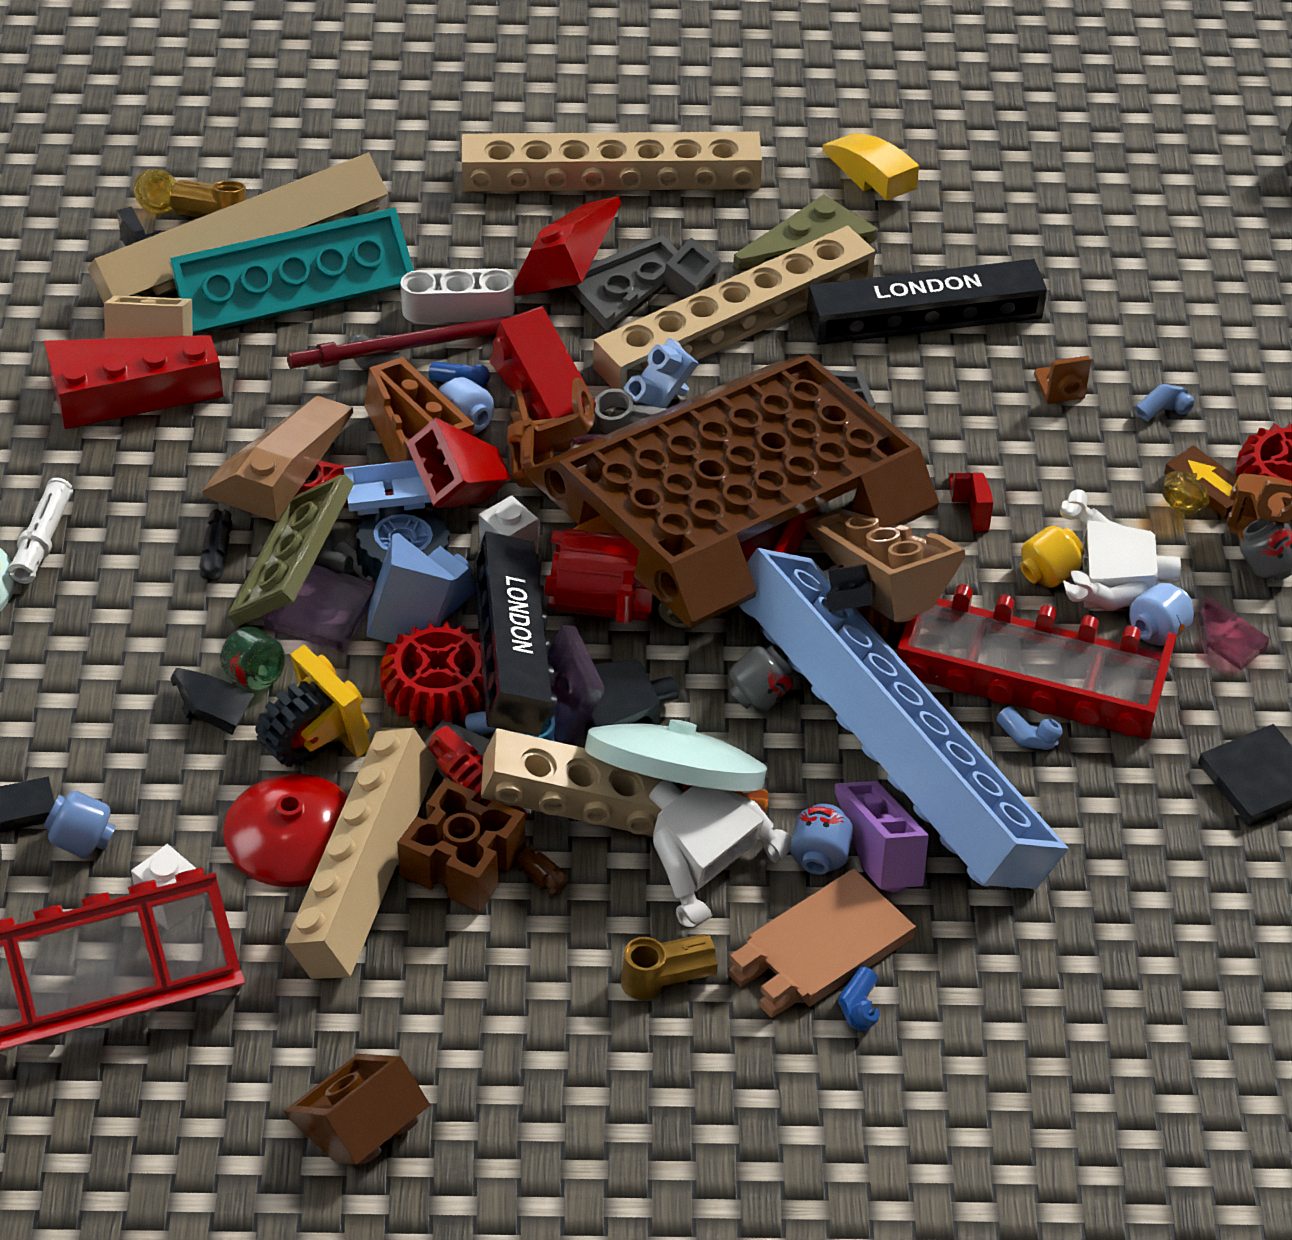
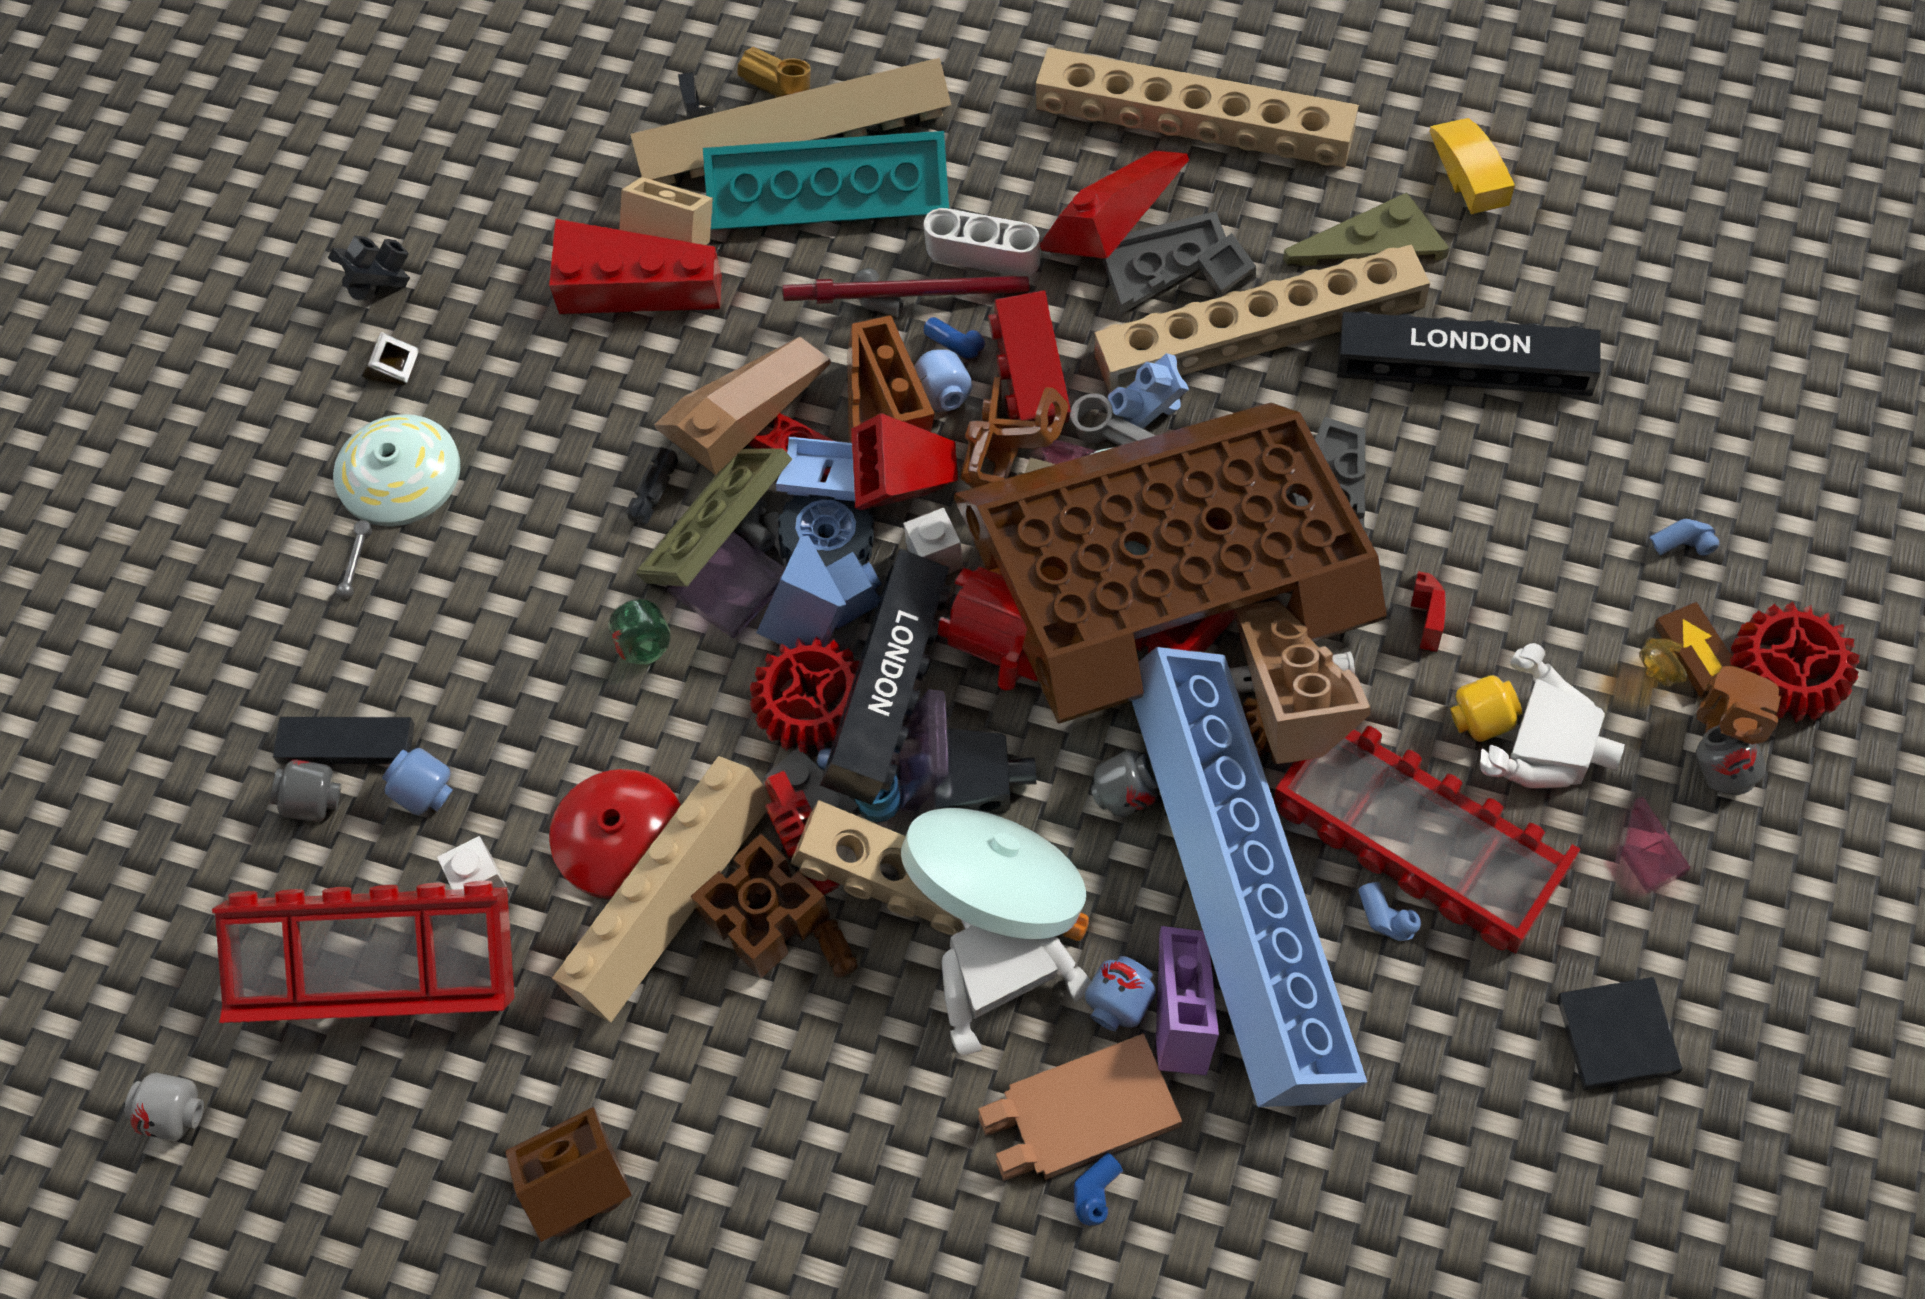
camera: 25 degrees right, 15 degrees up
(36, 542) = (485, 443): white pin -> none
(153, 190) = (727, 50): clear yellow hat -> none
(211, 698) = (588, 667): black slope -> none
(313, 713) = (666, 717): plate -> none
(655, 964) = (924, 1094): pearl gold piece -> none
(849, 587) = (1241, 718): black slope -> none
(1066, 379) = (1582, 484): dark orange bracket -> none
(1161, 611) = (1579, 811): light blue head -> none

